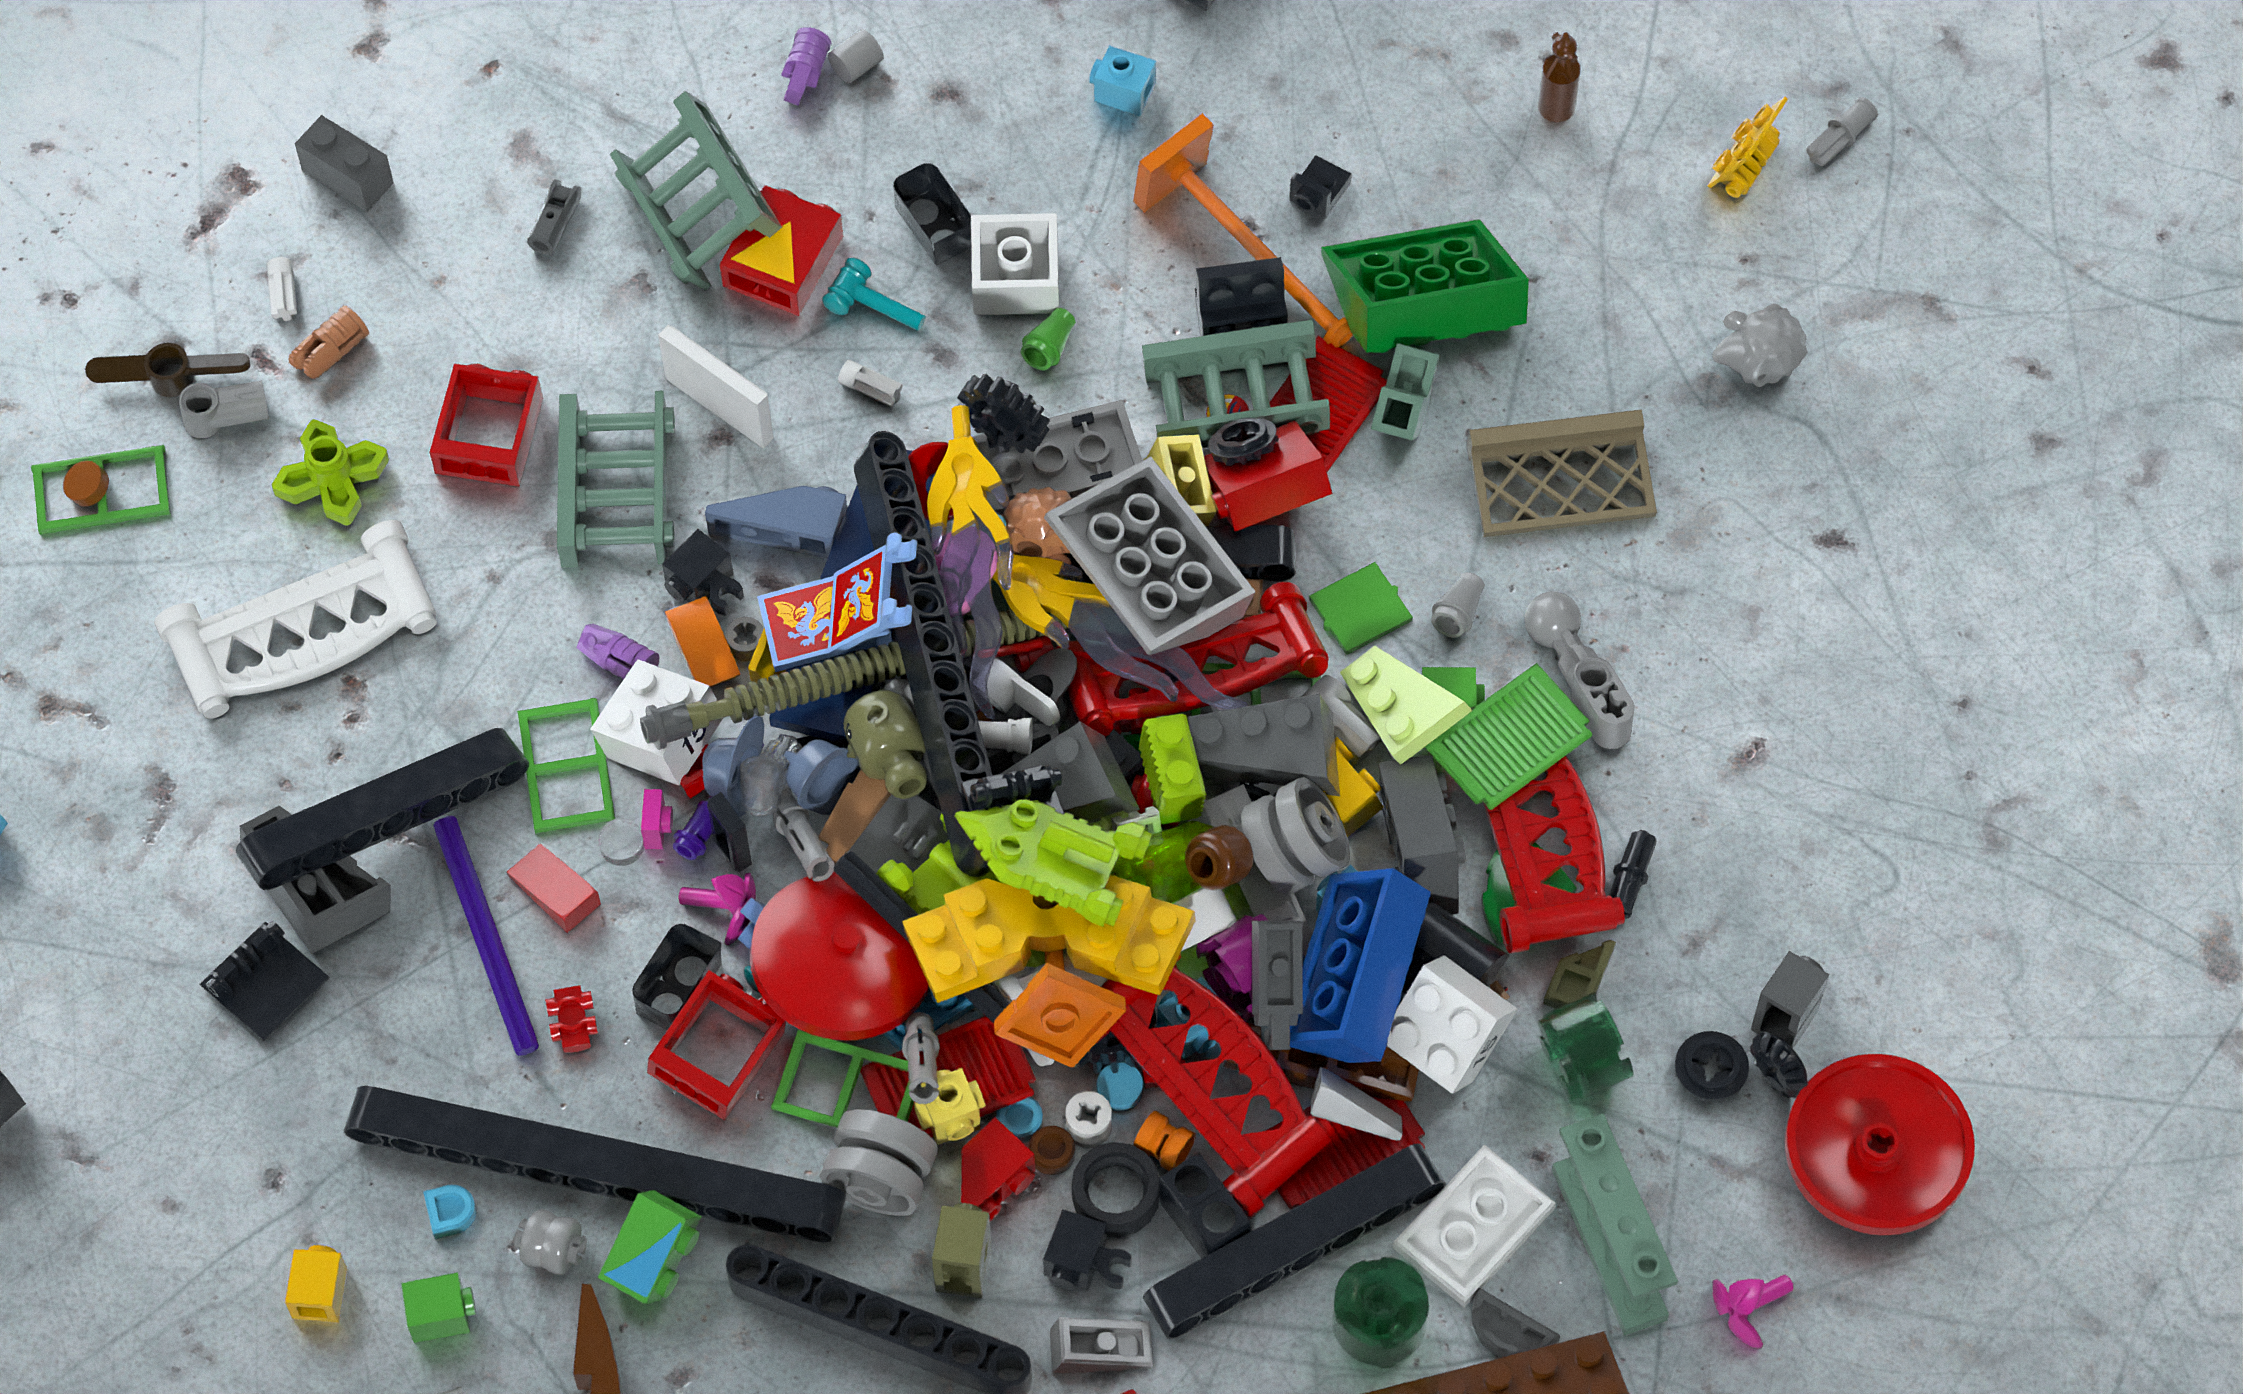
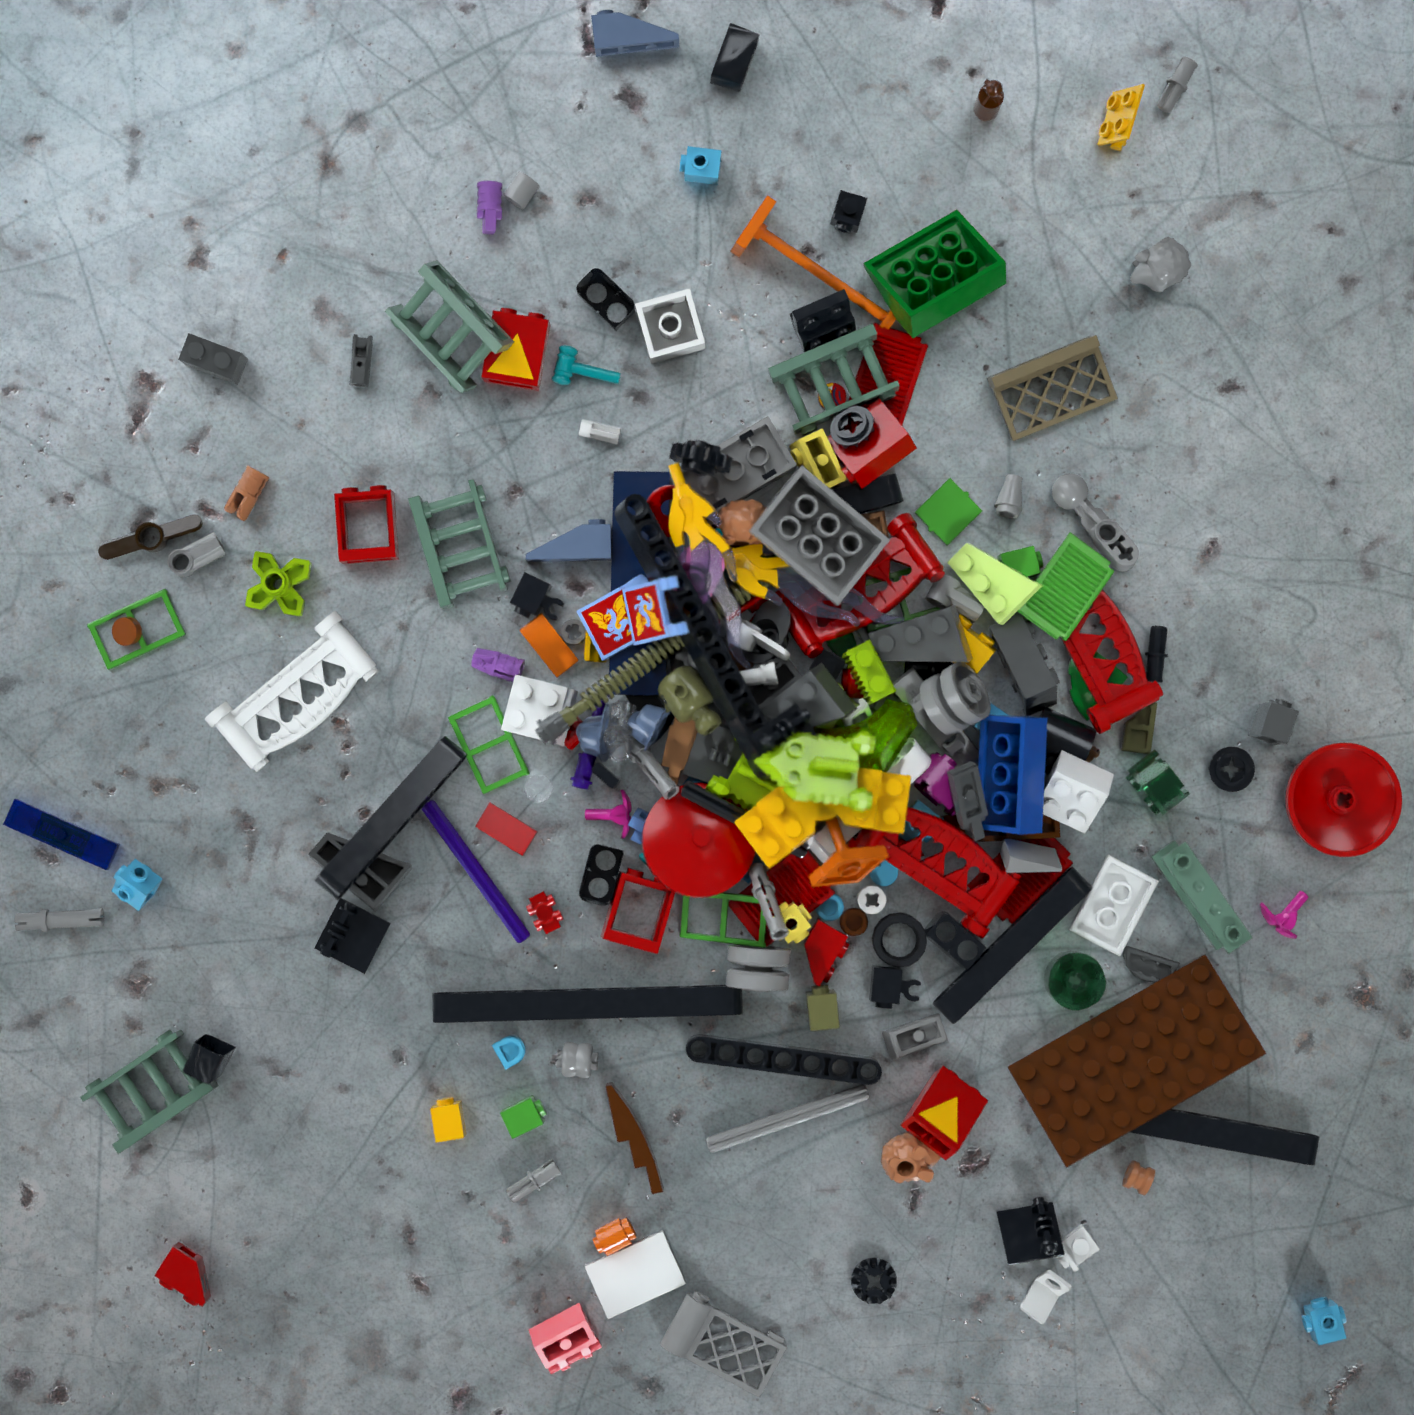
camera: 10 degrees left, 25 degrees up
(281, 288) = (202, 458): white piece -> none
(651, 1247) = (638, 1052): bright green brick -> none
(655, 819) = (557, 771): dark pink plate -> none
(716, 386) = (505, 466): white tile -> none
(1047, 341) = (704, 373): bright green cone -> none
(1164, 1140) = (913, 903): orange wheel -> none
(1219, 857) = (915, 732): reddish brown head -> none
(1407, 392) = (943, 359): sand green brick -> none
(1779, 1064) = (1274, 763): black gear -> none

